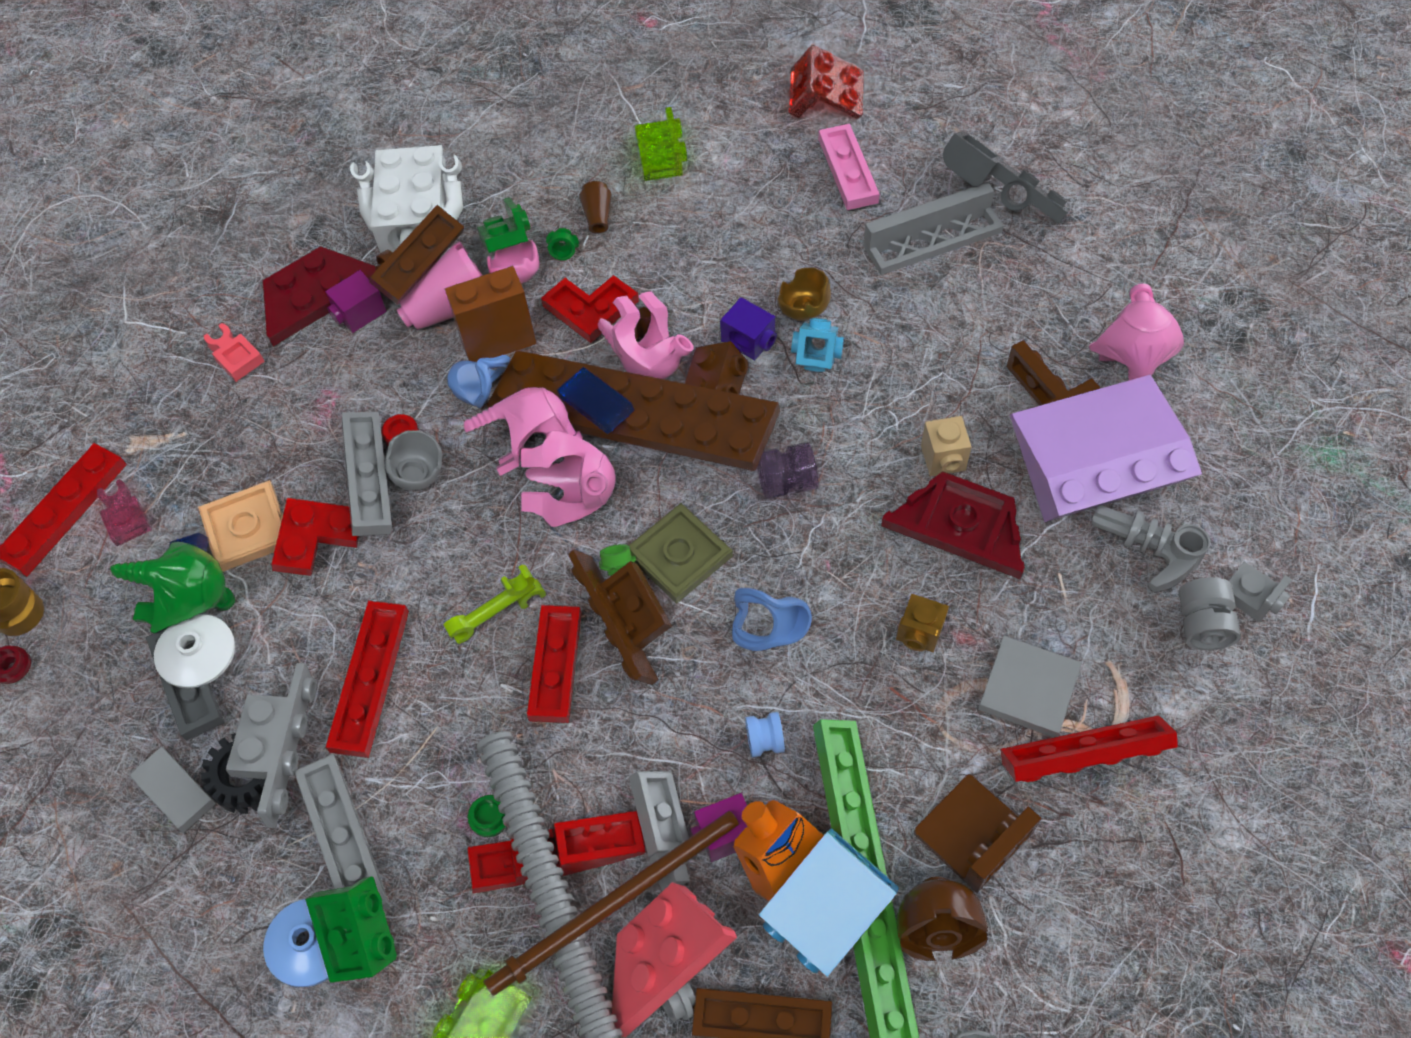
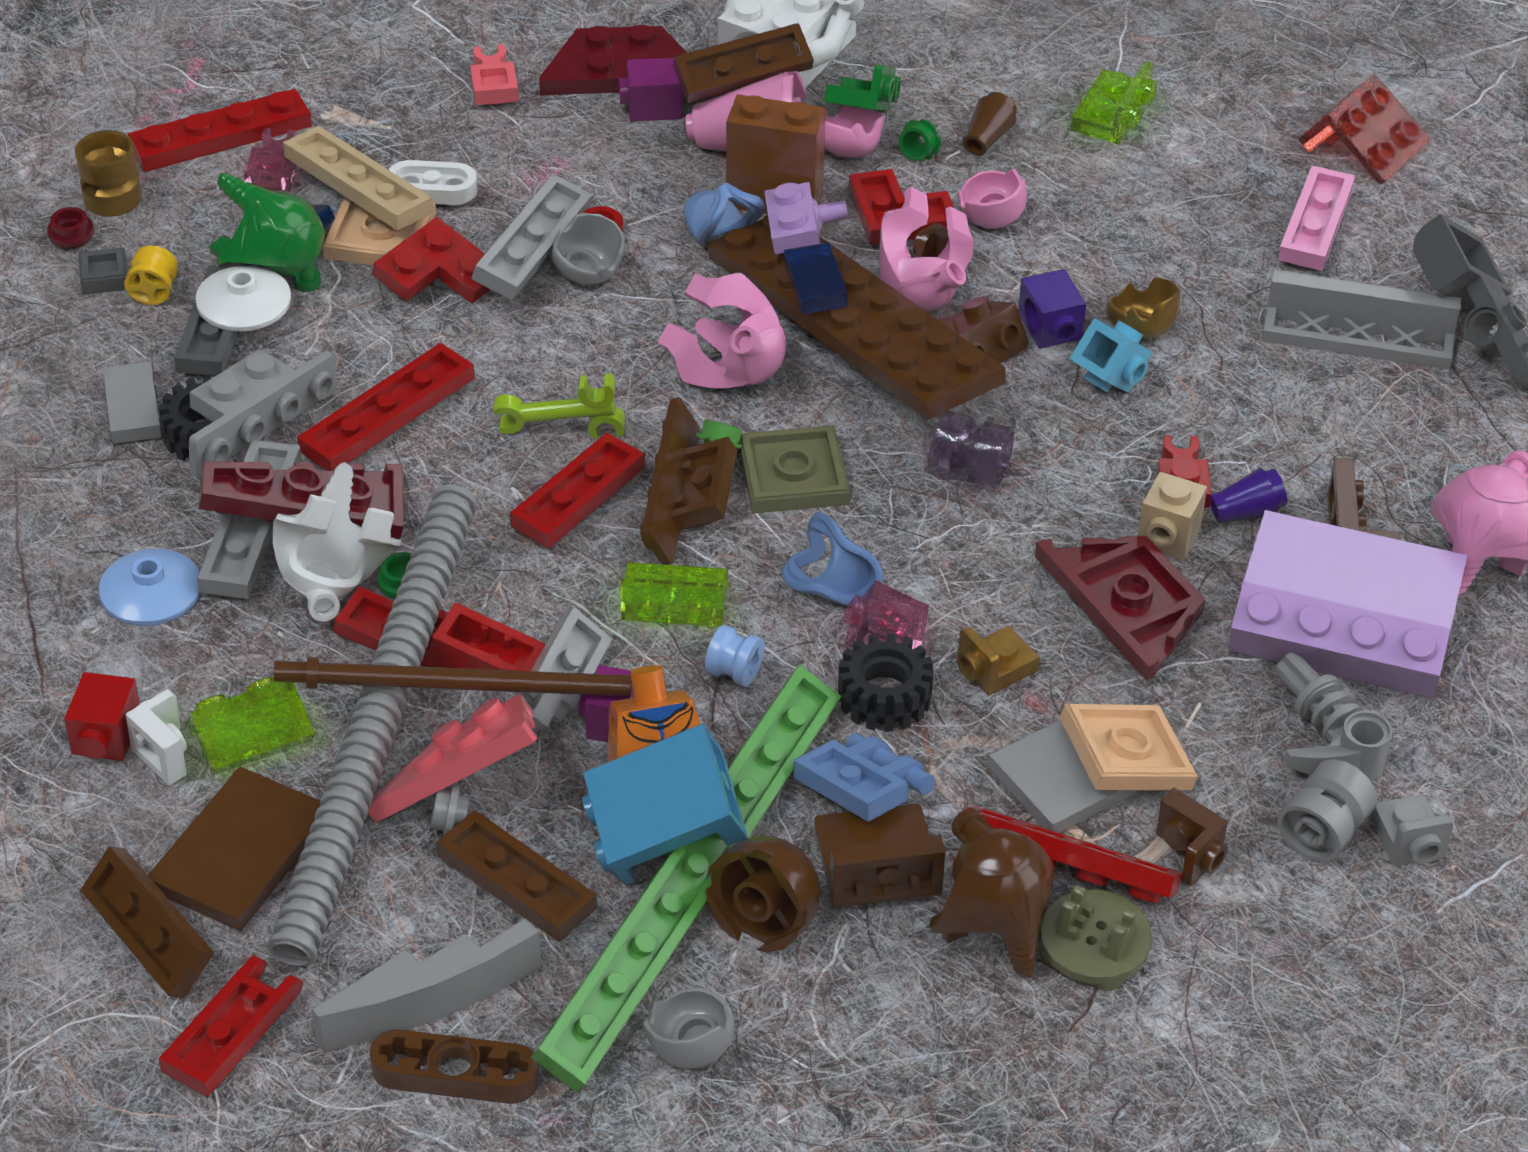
camera: 30 degrees right, 15 degrees down
(62, 684) = (102, 270): none -> dark grey tile
(106, 670) = (151, 275): none -> yellow wheel
(203, 497) = (358, 177): none -> tan plate
(256, 465) = (443, 181): none -> white plate
(352, 931) = (197, 583): green bracket -> none
(387, 790) = (262, 492): none -> dark red wing
(429, 837) = (327, 553): none -> white piece
(526, 413) = (722, 250): bright pink piece -> none
(540, 355) = (797, 217): none -> lavender plate
(646, 263) = (993, 198): none -> bright pink hair
(681, 706) = (674, 594): none -> clear neon green bracket
(834, 638) = (885, 612): none -> clear pink bracket
(873, 667) = (882, 703): none -> black tyre
(917, 406) = (1185, 463): none -> red plate
(921, 787) = (862, 775): none -> medium blue plate
(976, 399) = (1249, 496): none -> dark purple cone
(1058, 643) = (1127, 747): none -> light nougat tile
(1098, 823) = (997, 888): none -> reddish brown piece
(1130, 805) = (1117, 949): none -> olive plate
(1144, 681) = (1195, 831): none -> reddish brown bracket

